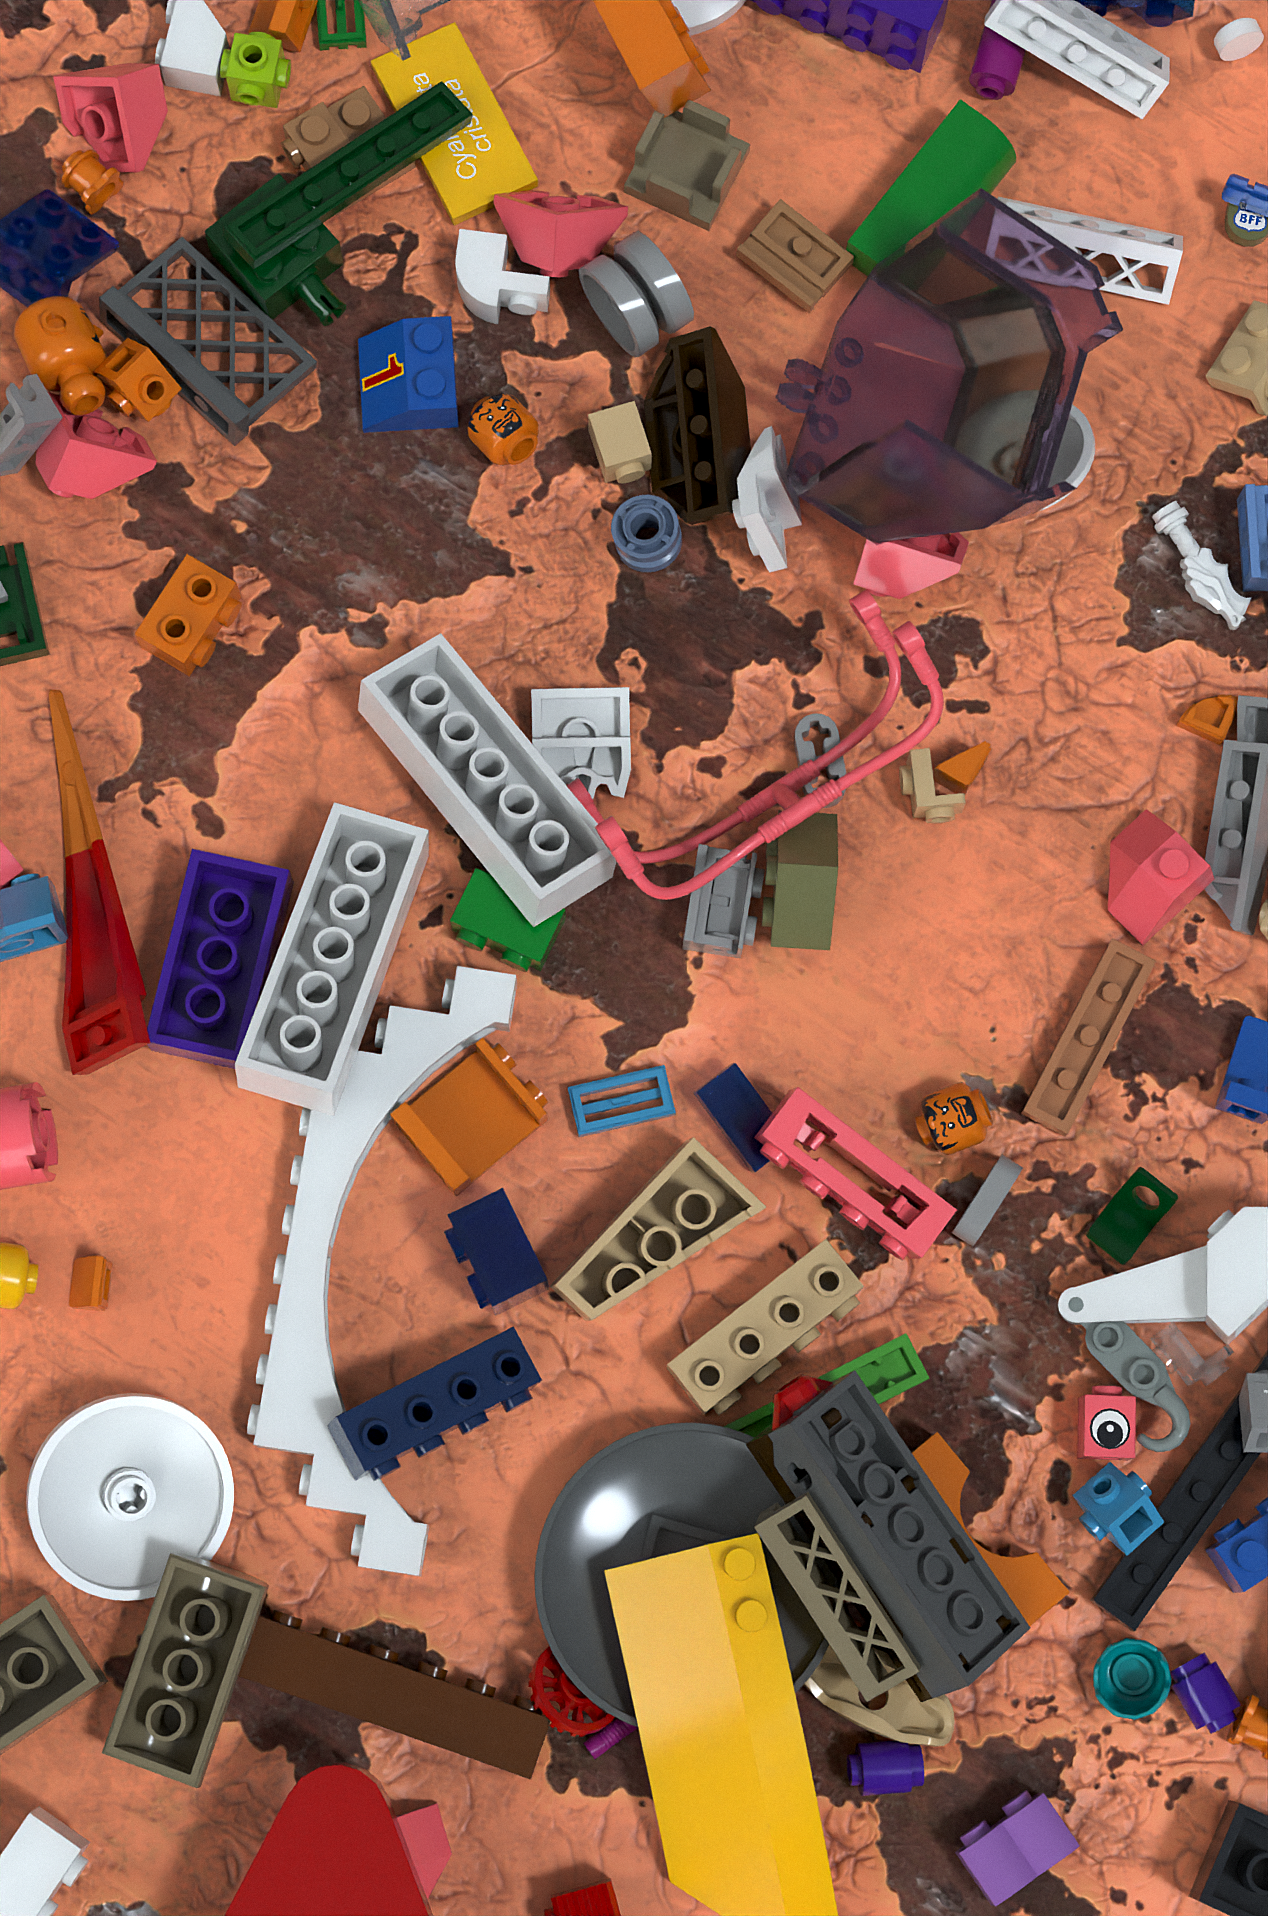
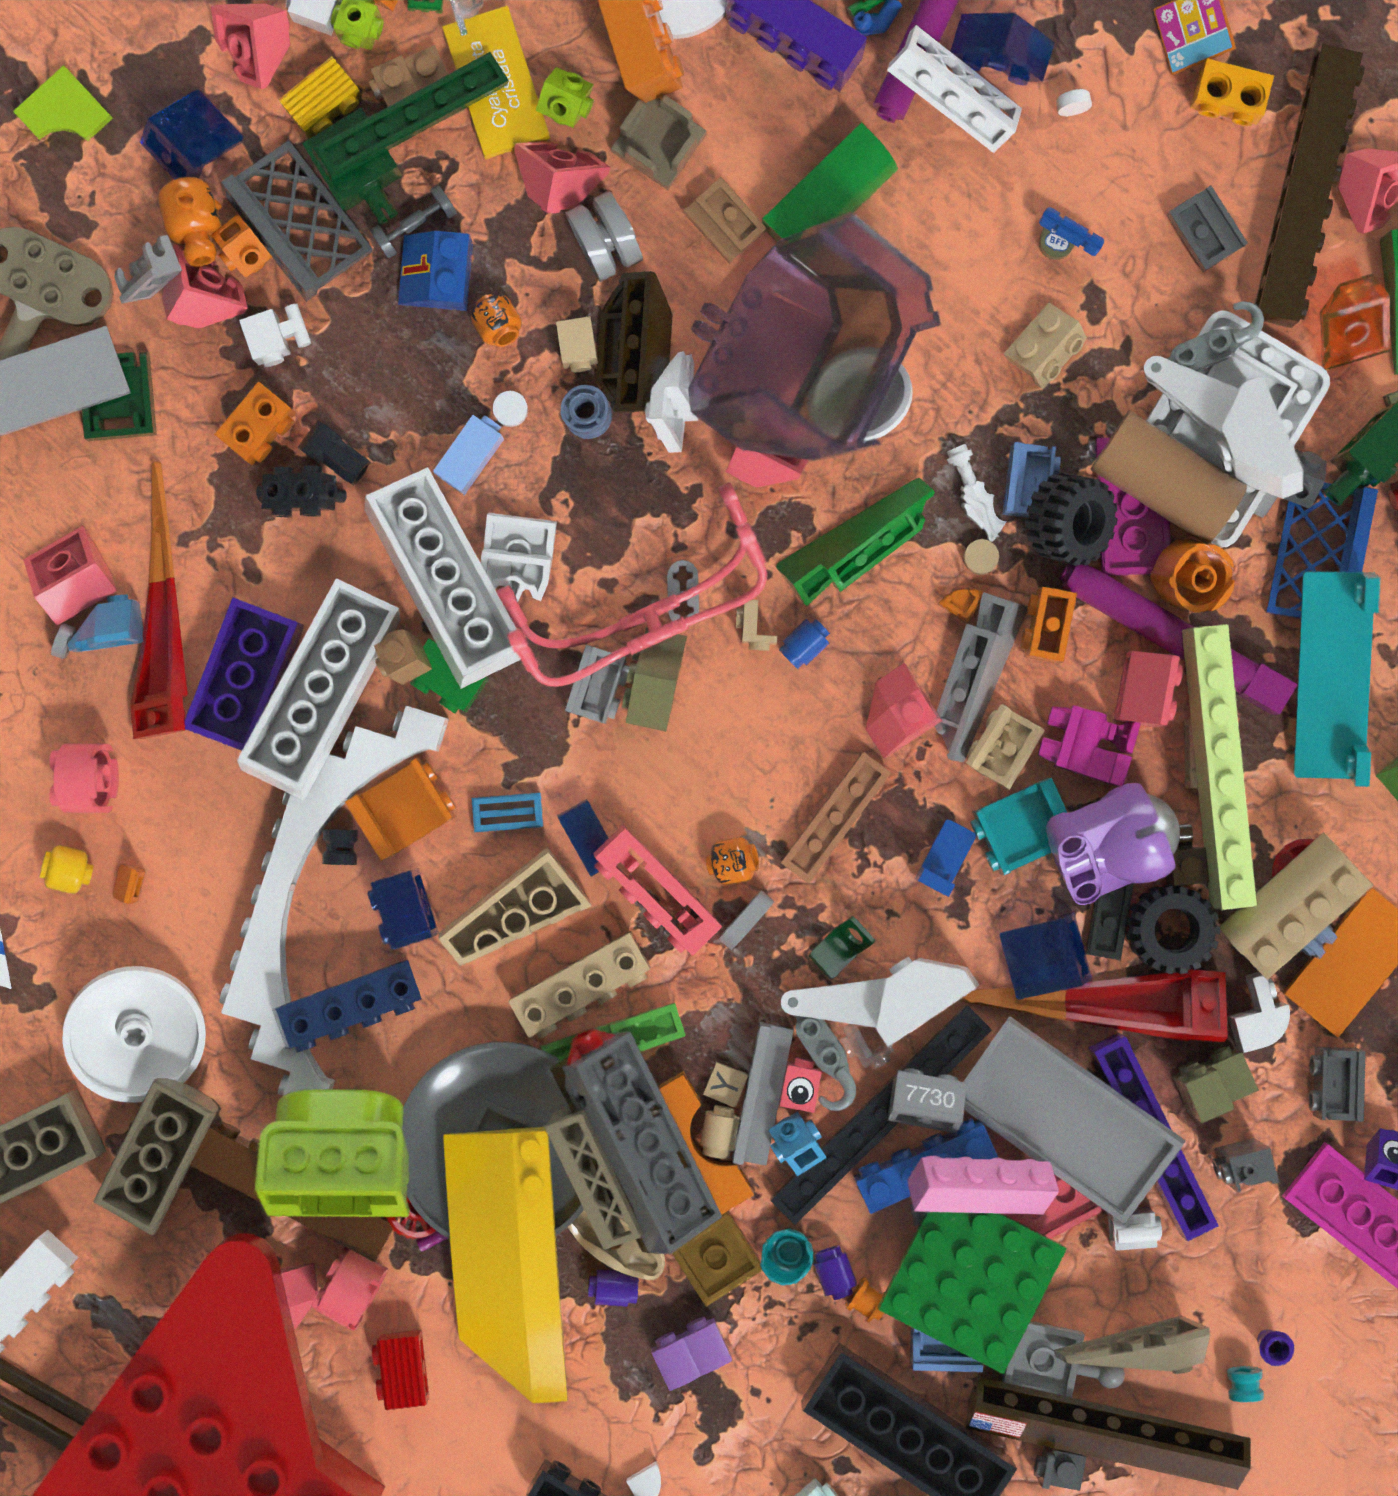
camera: 10 degrees right, 10 degrees up
(90, 179) = (228, 88): orange brick -> none
(190, 495) = (268, 336): none -> white brick
(219, 173) = (321, 98): none -> yellow brick
(263, 696) = (303, 492): none -> black brick
(291, 633) = (328, 448): none -> black piece
(390, 1183) = (339, 838): none -> black wheel
(404, 285) = (413, 221): none -> dark grey wheel
(443, 895) = (401, 656): none -> medium nougat brick
(454, 1621) = (334, 1155): none -> lime brick
(486, 283) = (498, 205): white brick -> none
(493, 611) = (469, 453): none -> light blue brick
(501, 1826) = (349, 1288): none -> coral brick
(539, 546) = (510, 408): none -> white tile
(553, 126) = (565, 97): none -> lime brick
(961, 770) = (781, 616): orange slope -> none
(997, 1443) = (725, 1084): none -> tan tile
(1002, 1511) = (719, 1132): none -> tan brick
(1003, 801) = (805, 643): none -> blue brick
(1028, 1701) = (718, 1259): none -> pearl gold tile
(1050, 657) = (857, 543): none -> green wedge
(1053, 1447) = (762, 1094): none -> light grey fence
(1115, 239) = (944, 239): white fence -> none
(1225, 651) = (981, 557): none -> tan tile

